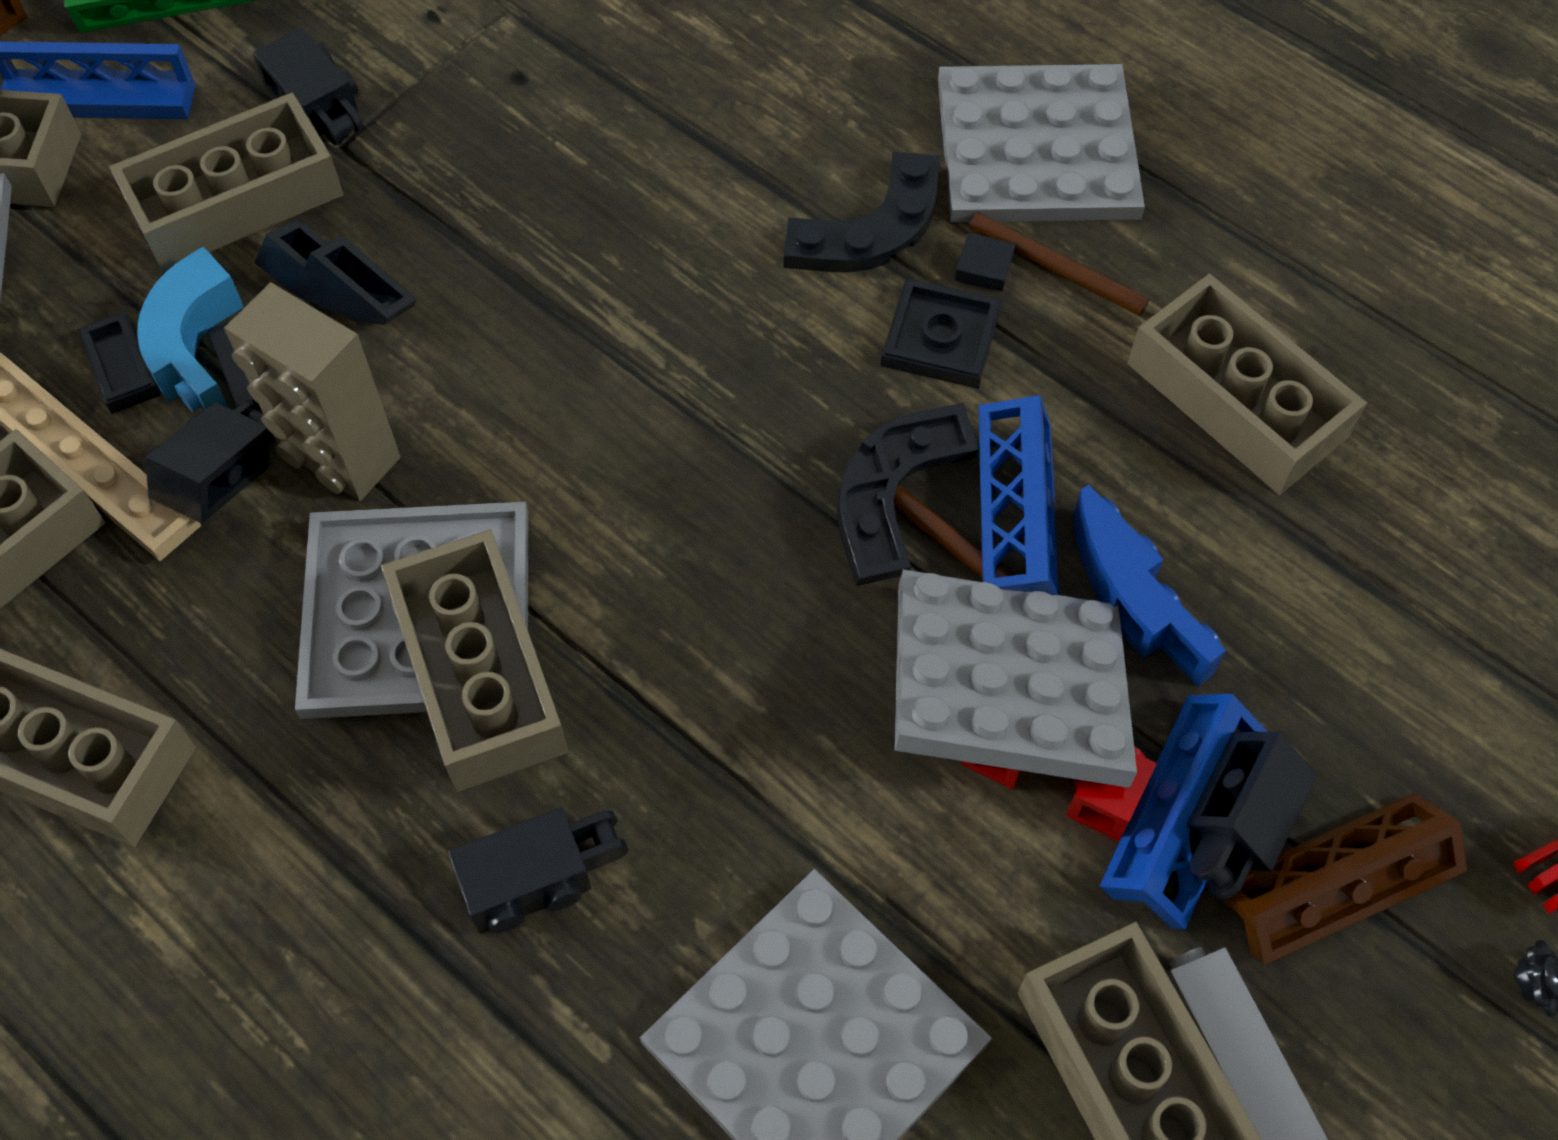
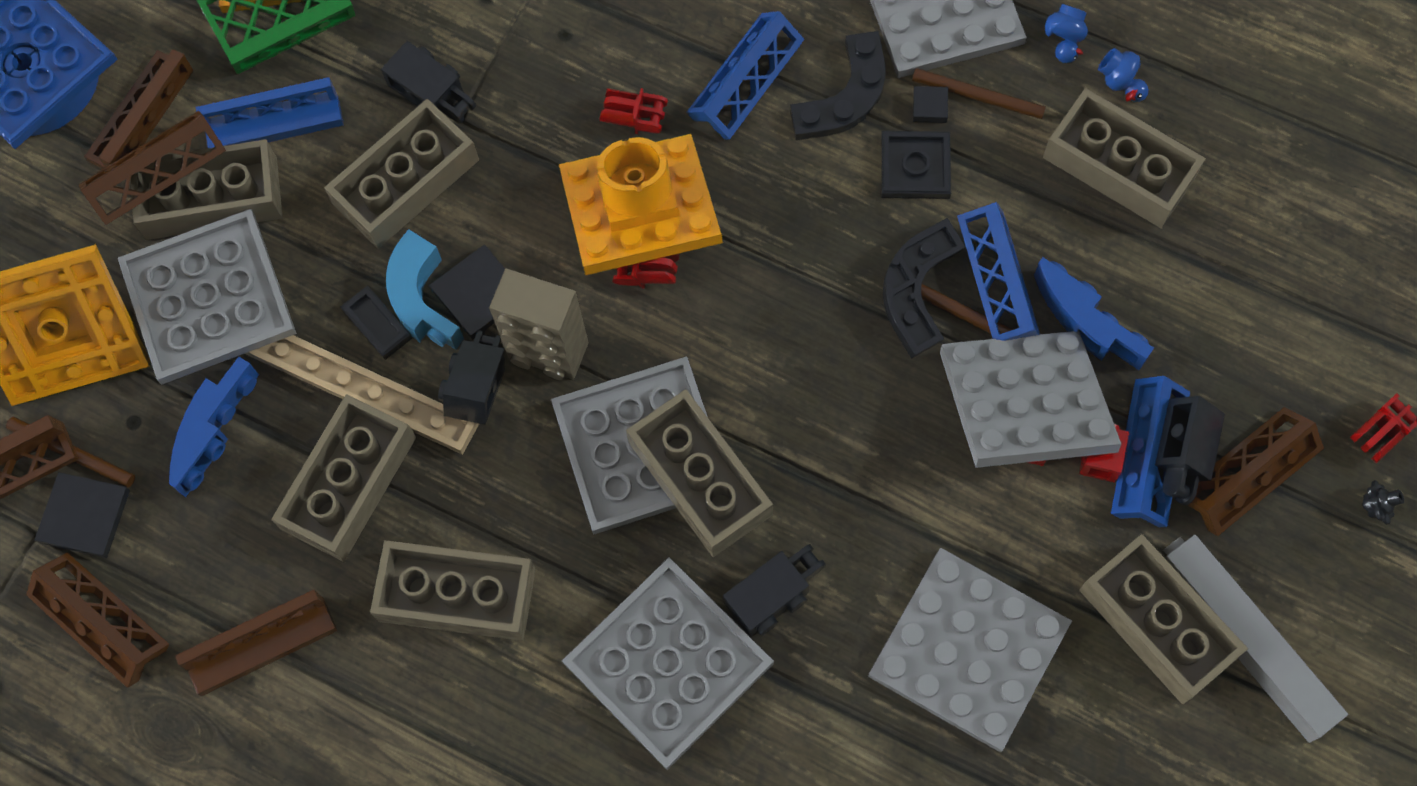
camera: 10 degrees left, 10 degrees up
(332, 274) = (501, 226): black slope -> none
(332, 941) = (668, 663): none -> light grey plate
(513, 372) = (648, 272): none -> red arm
(530, 282) = (639, 203): none -> light orange piece
(571, 176) = (629, 109): none -> red arm
(728, 157) = (736, 68): none -> blue fence
(1208, 203) = (1069, 25): none -> blue animal
(1265, 276) = (1119, 74): none -> blue animal

